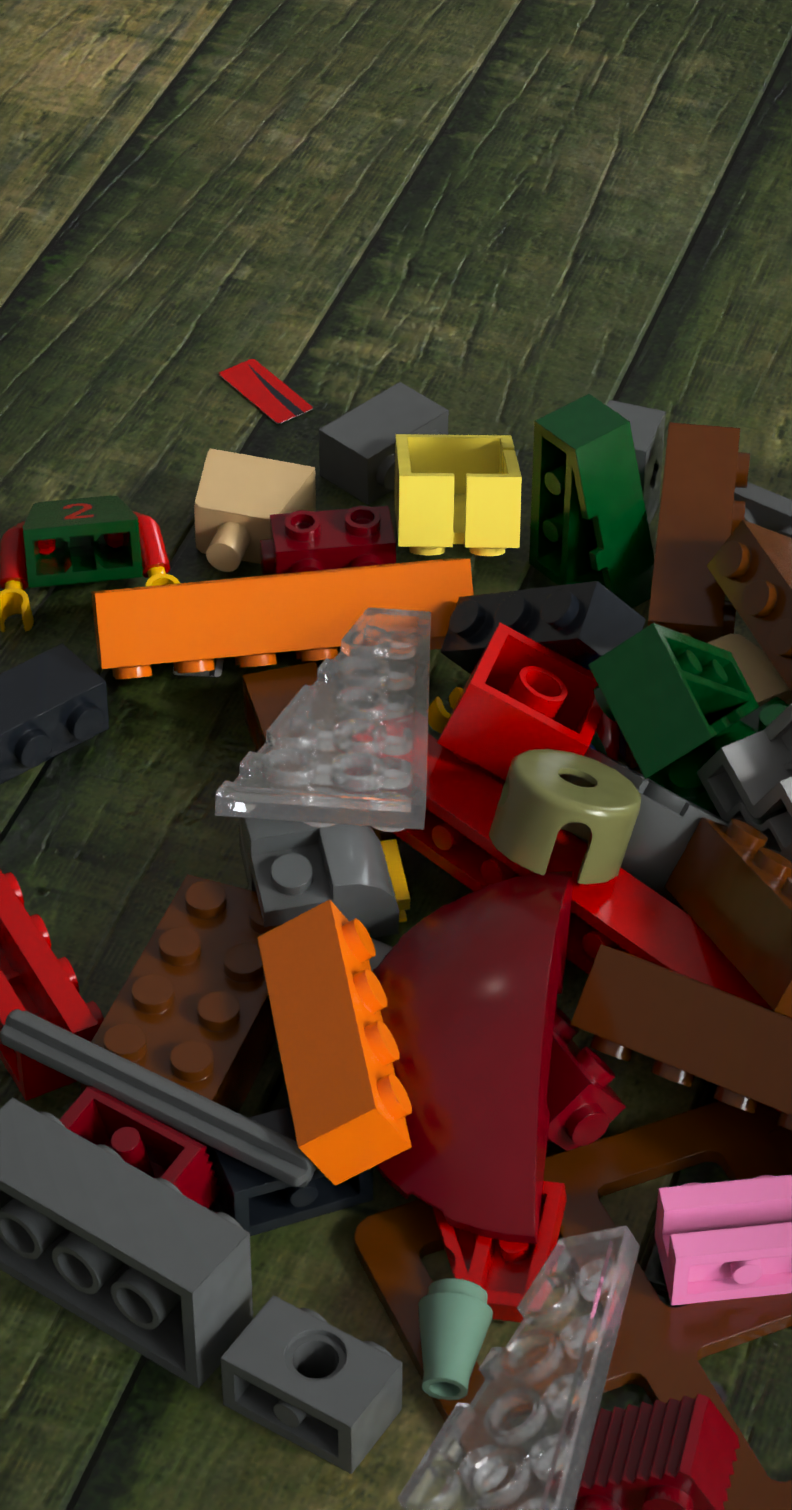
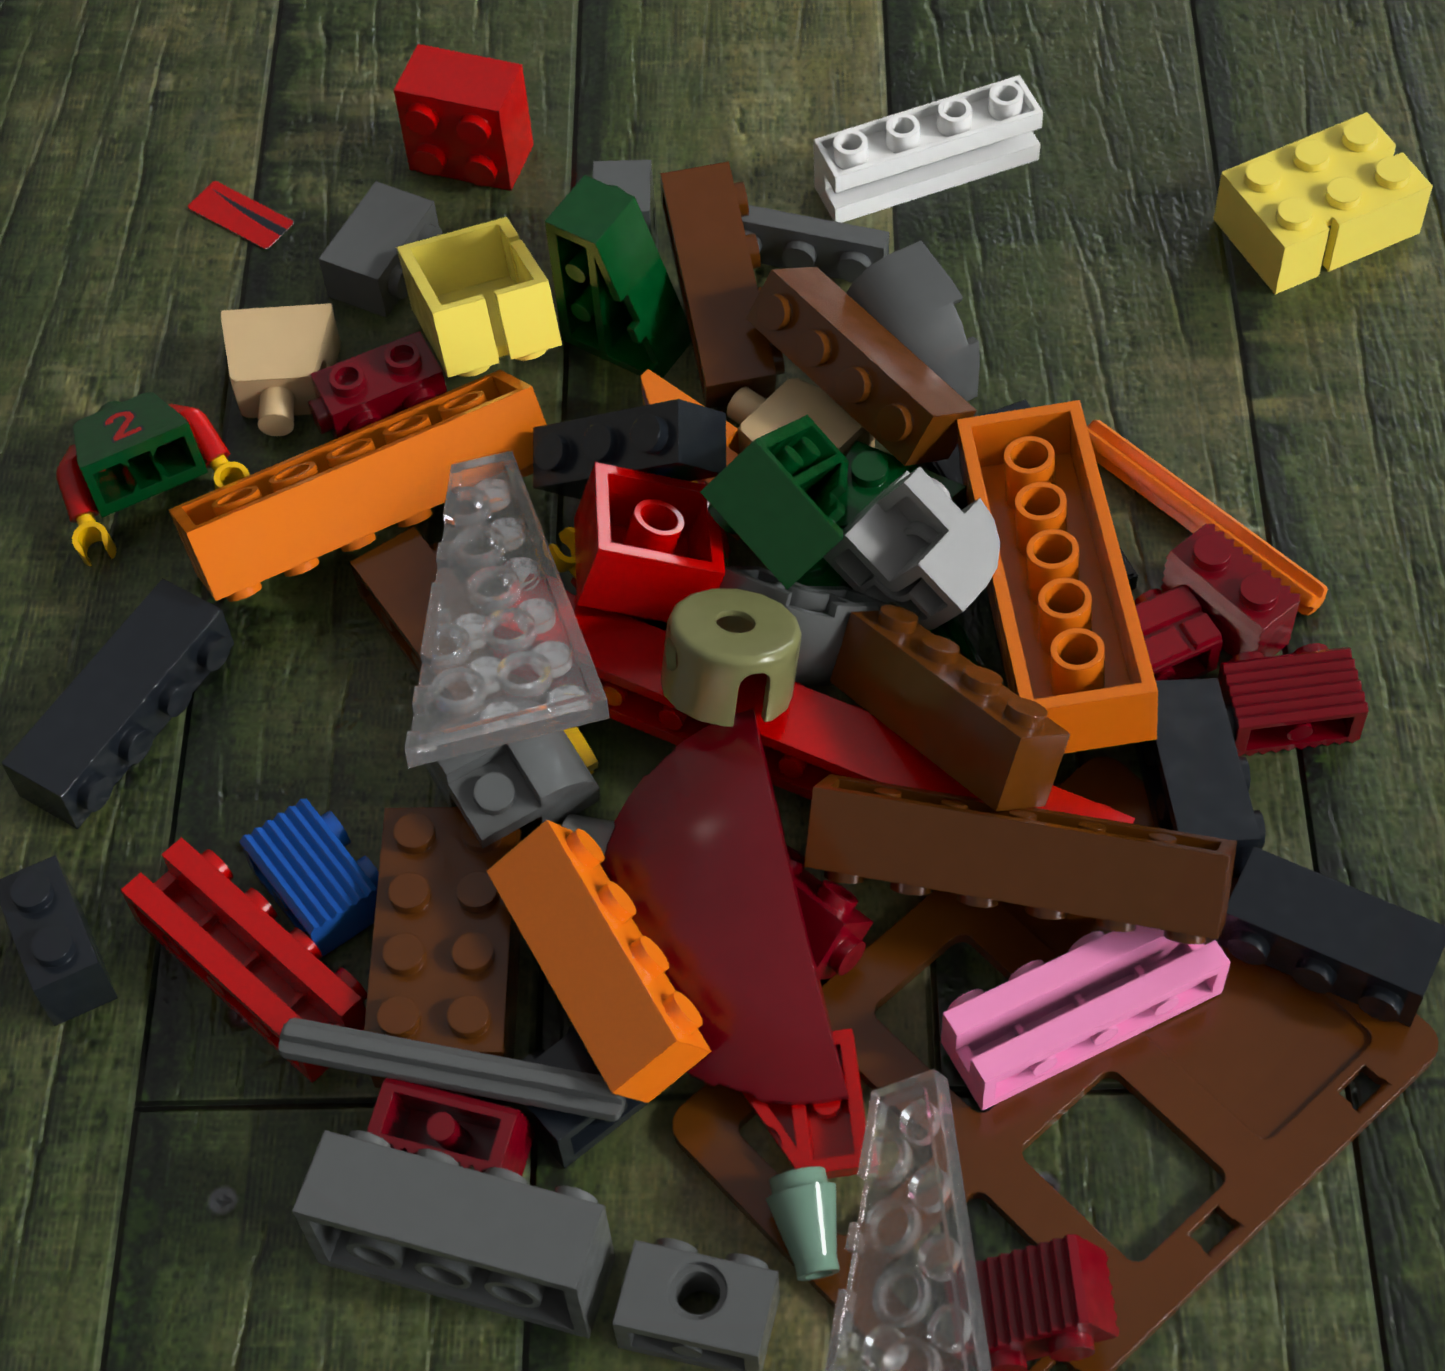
camera: 15 degrees left, 15 degrees up
(97, 919) = (313, 875): none -> blue brick
(506, 350) = (464, 116): none -> red brick

